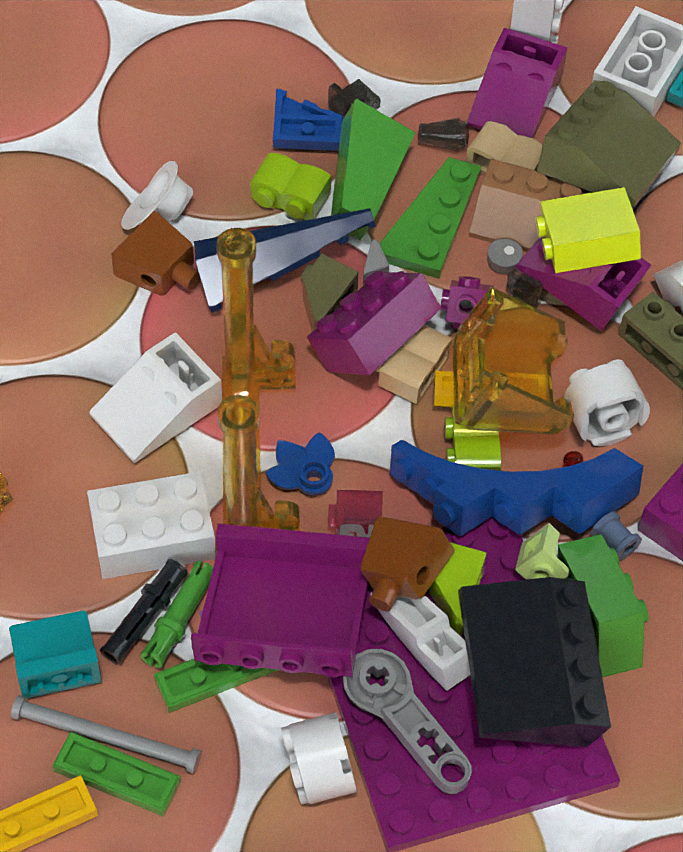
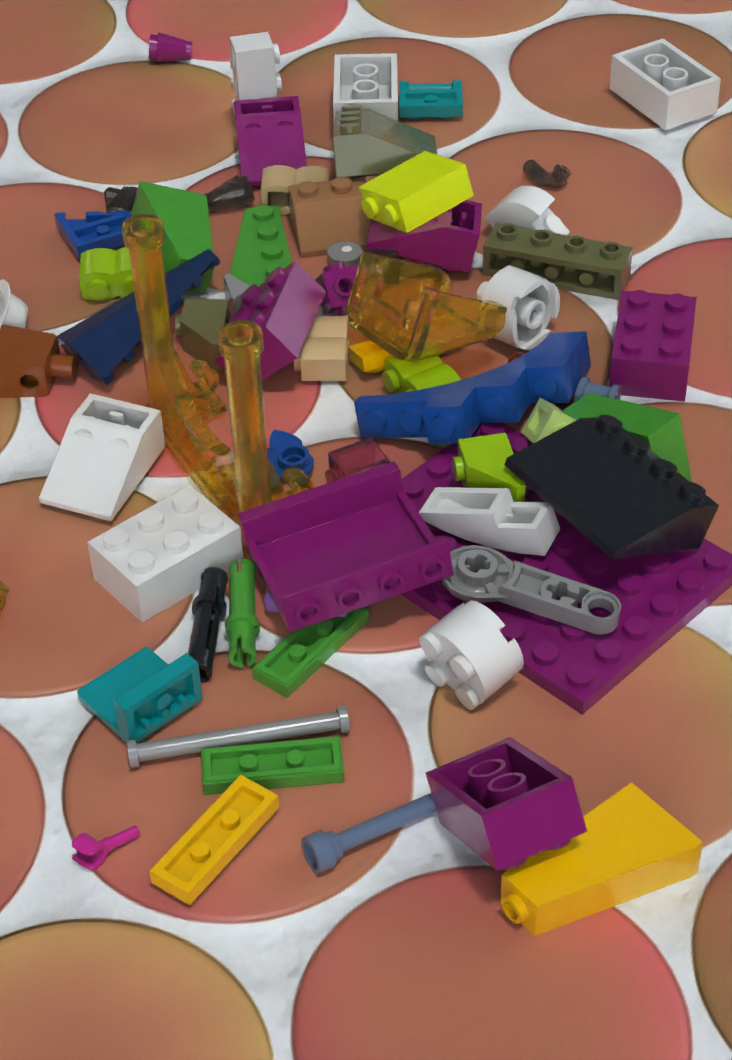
camera: 25 degrees left, 15 degrees down
(403, 560) = (437, 461): dark orange torso -> none

